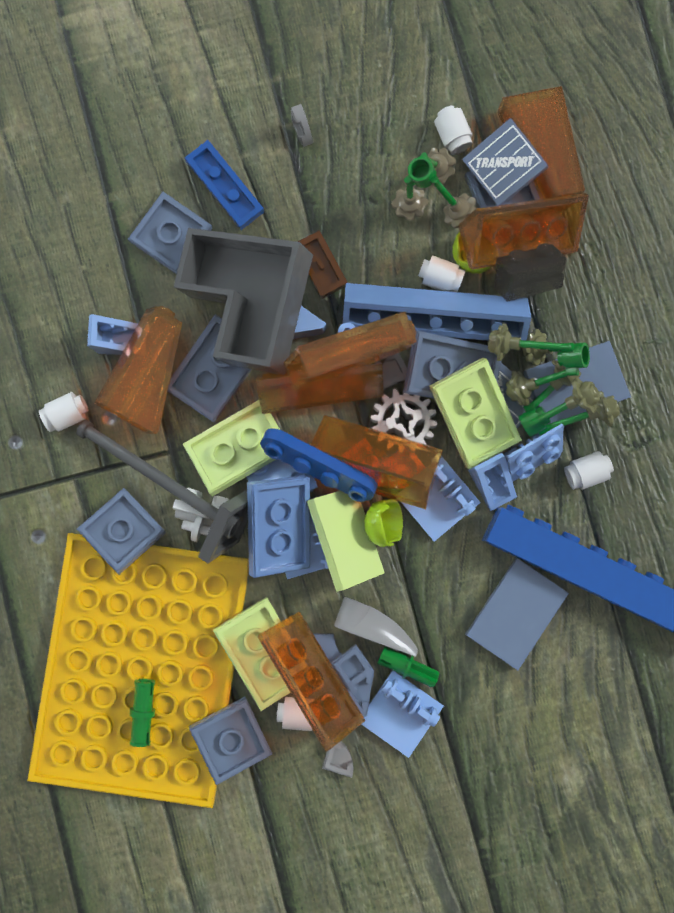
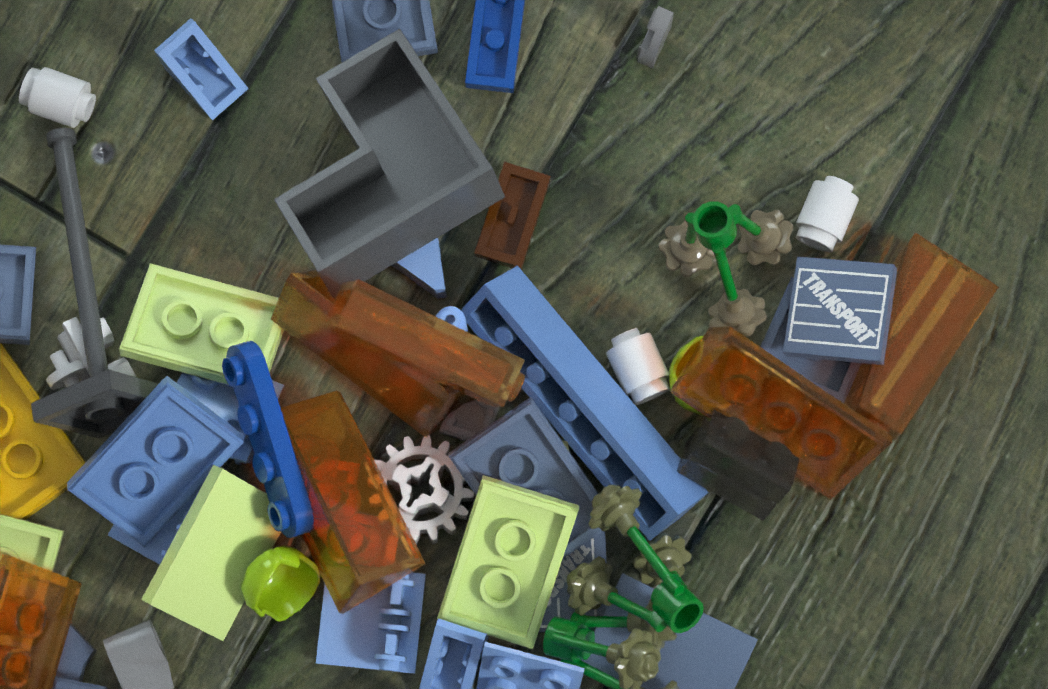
camera: 55 degrees right, 5 degrees down
(143, 372) = (186, 139): clear orange slope -> none
(204, 380) = (243, 221): sand blue tile -> none

